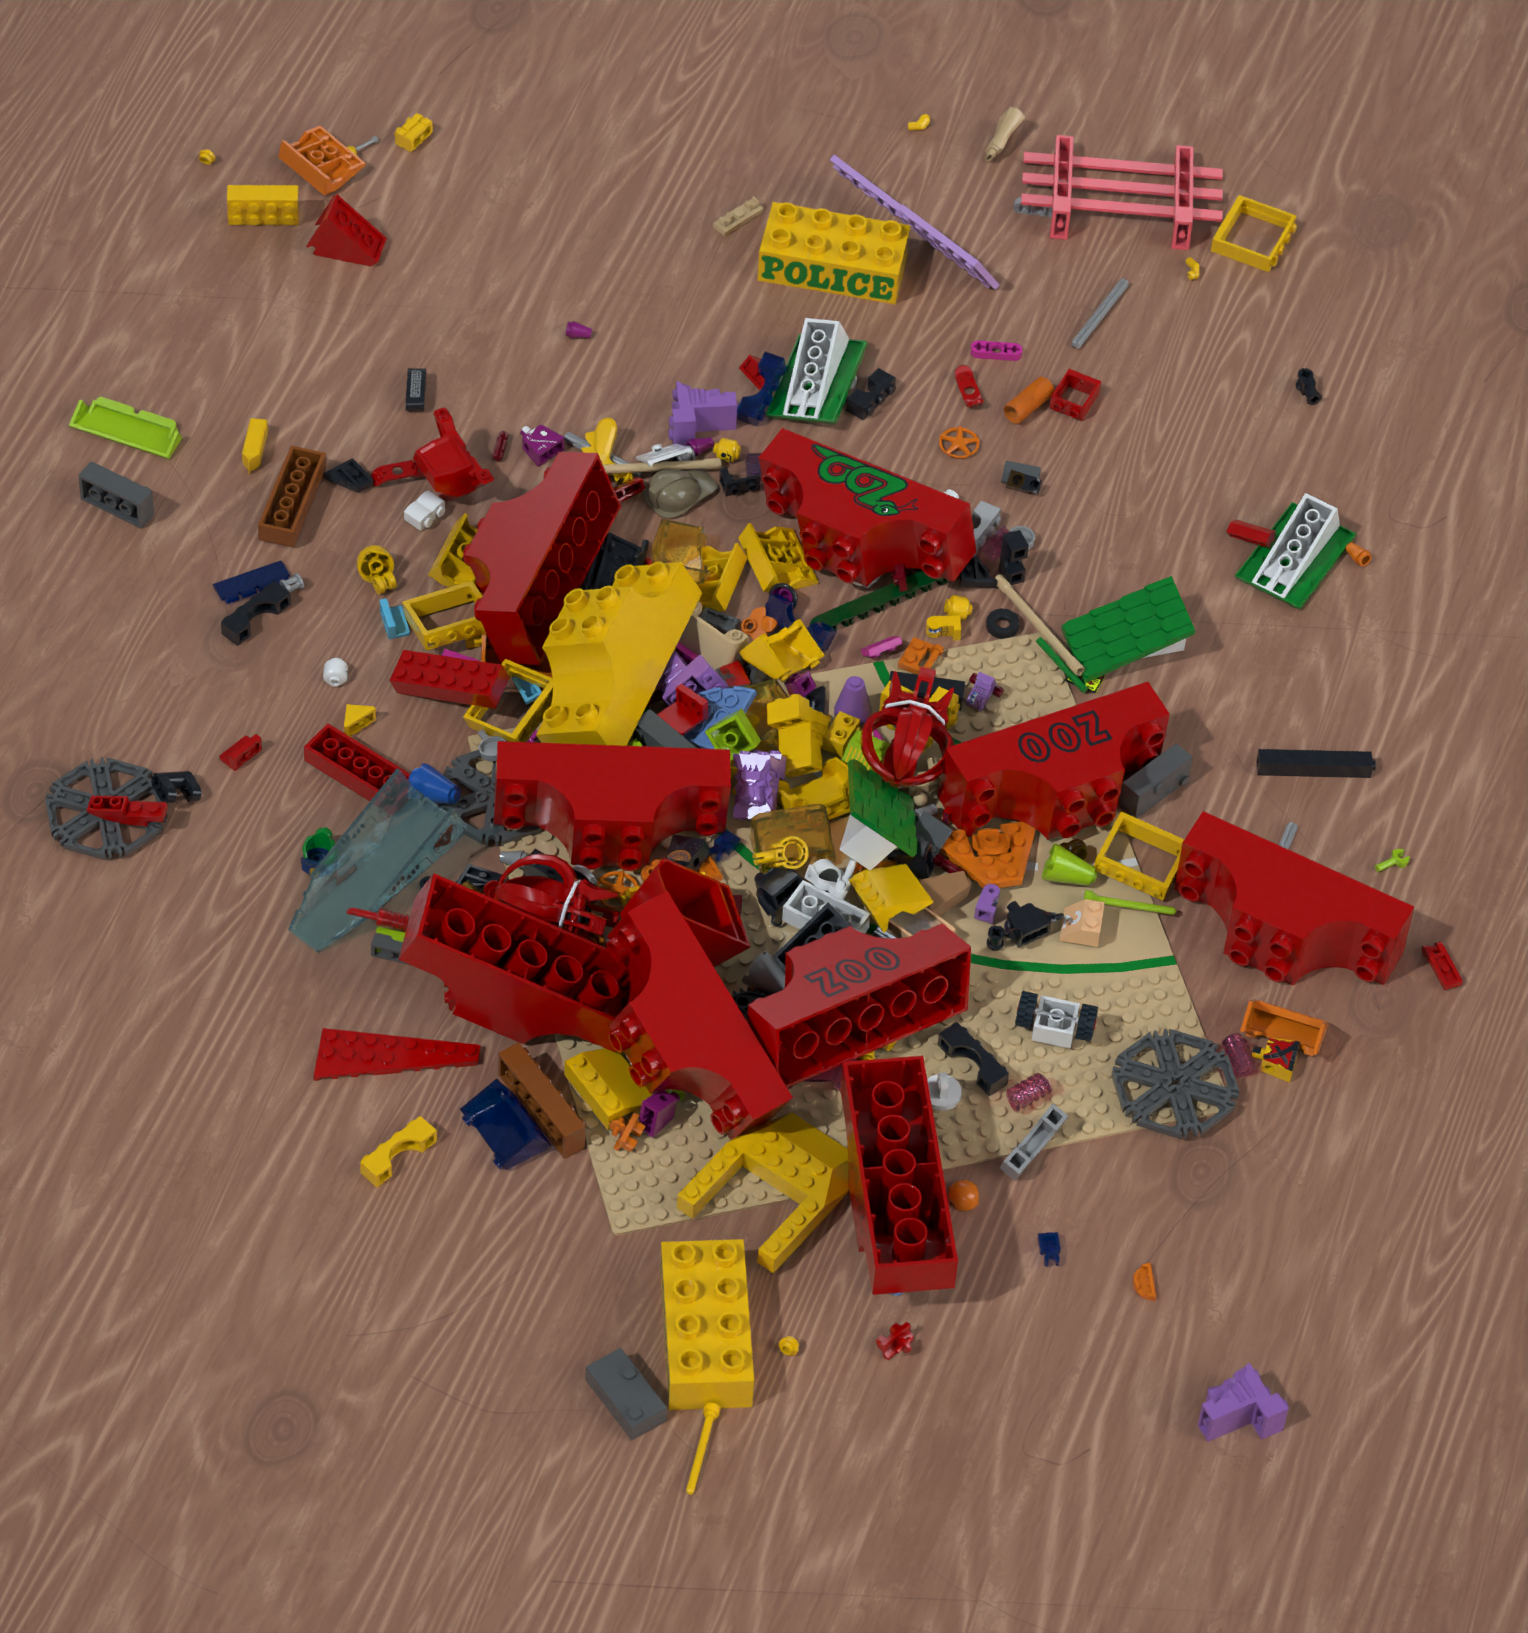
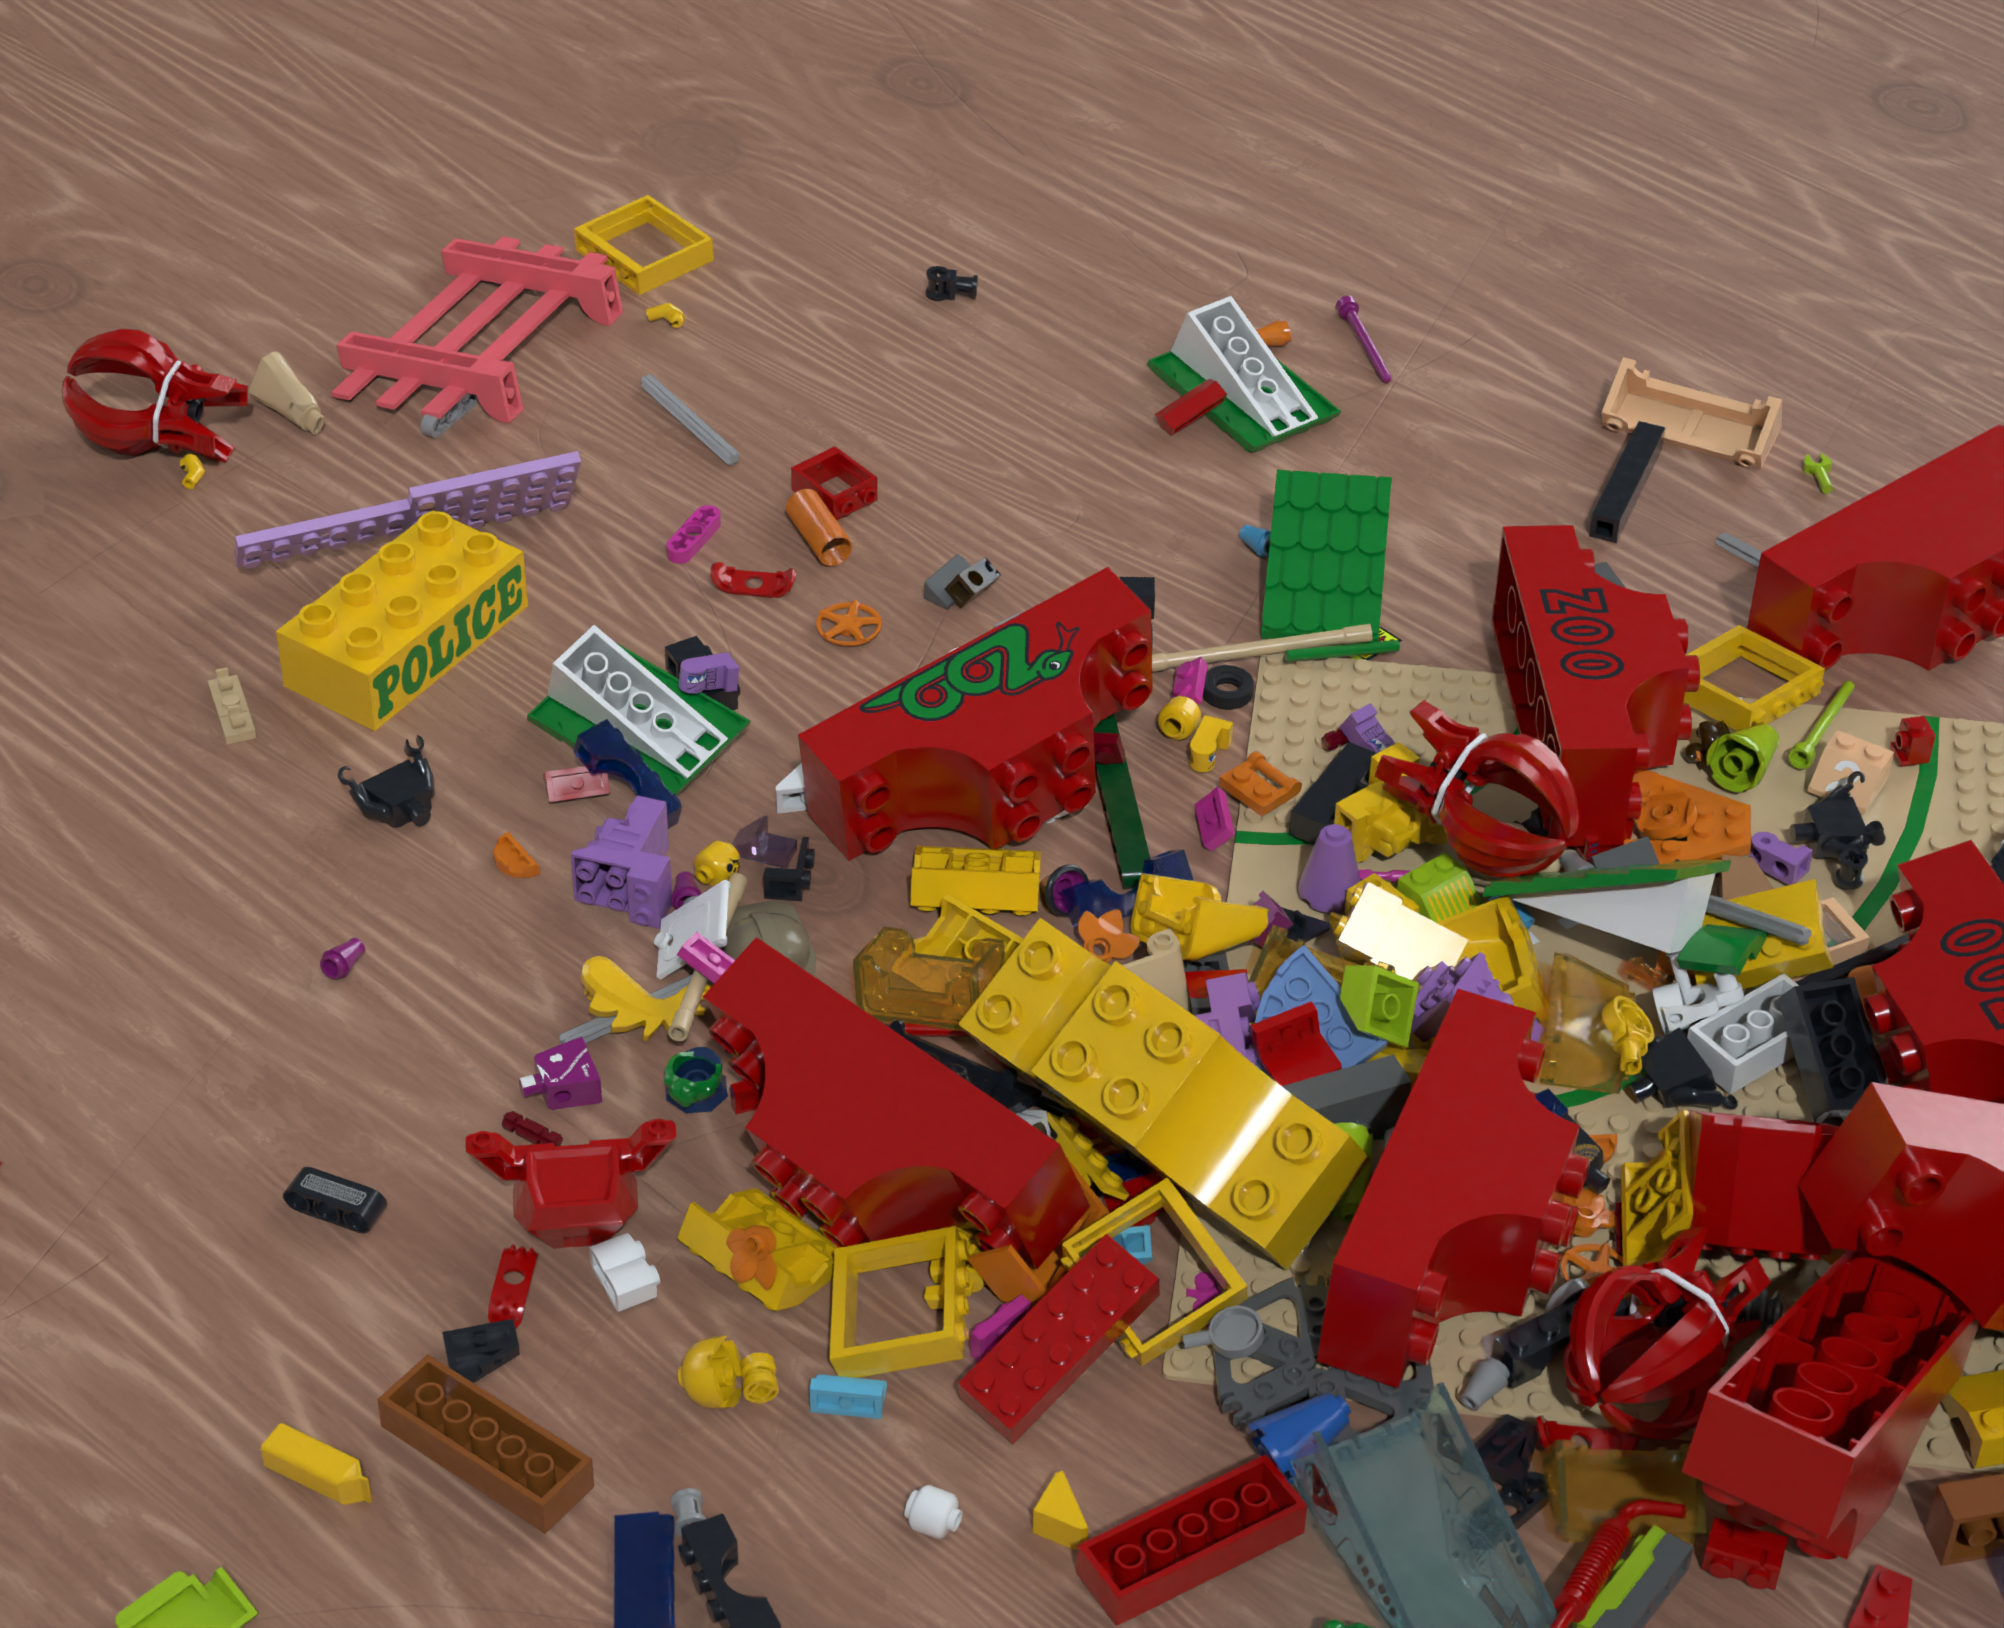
camera: 65 degrees left, 10 degrees down
(444, 545) = (753, 1255): none -> orange plate
(633, 466) = (705, 957): none -> dark pink plate
(690, 369) = (513, 858): none -> orange tile
(705, 305) = (397, 793): none -> black torso
(856, 389) = (709, 673): none -> medium lavender leg
(861, 872) = (1721, 949): none -> green slope
(888, 880) = (1758, 920): none -> light grey axle
(935, 83) = (159, 425): none -> red piece
(984, 605) = (1190, 680): none -> dark pink plate
(1126, 943) = (1913, 741): none -> red brick
(1402, 780) = (1693, 417): none -> light nougat windscreen
(1412, 584) = (1348, 309): none -> magenta piece

